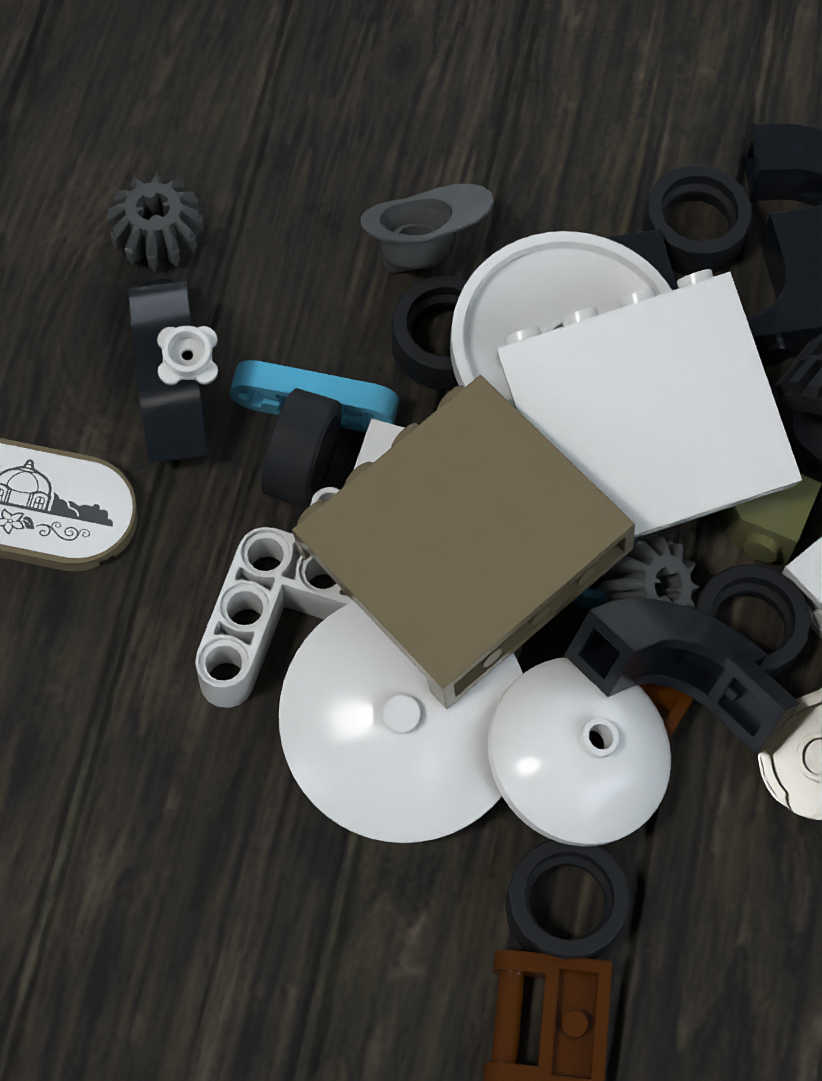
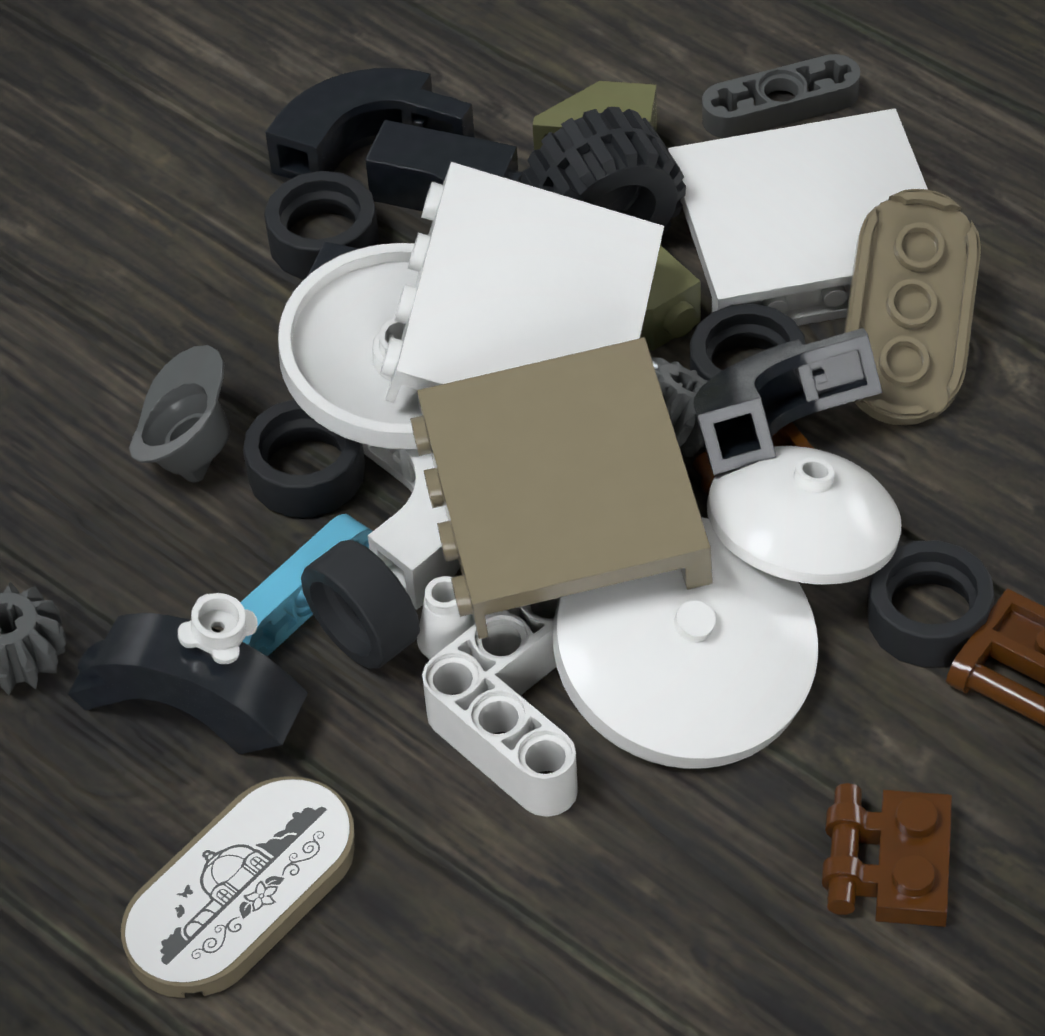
camera: 55 degrees left, 15 degrees down
(294, 1005) = (912, 855): none -> reddish brown plate

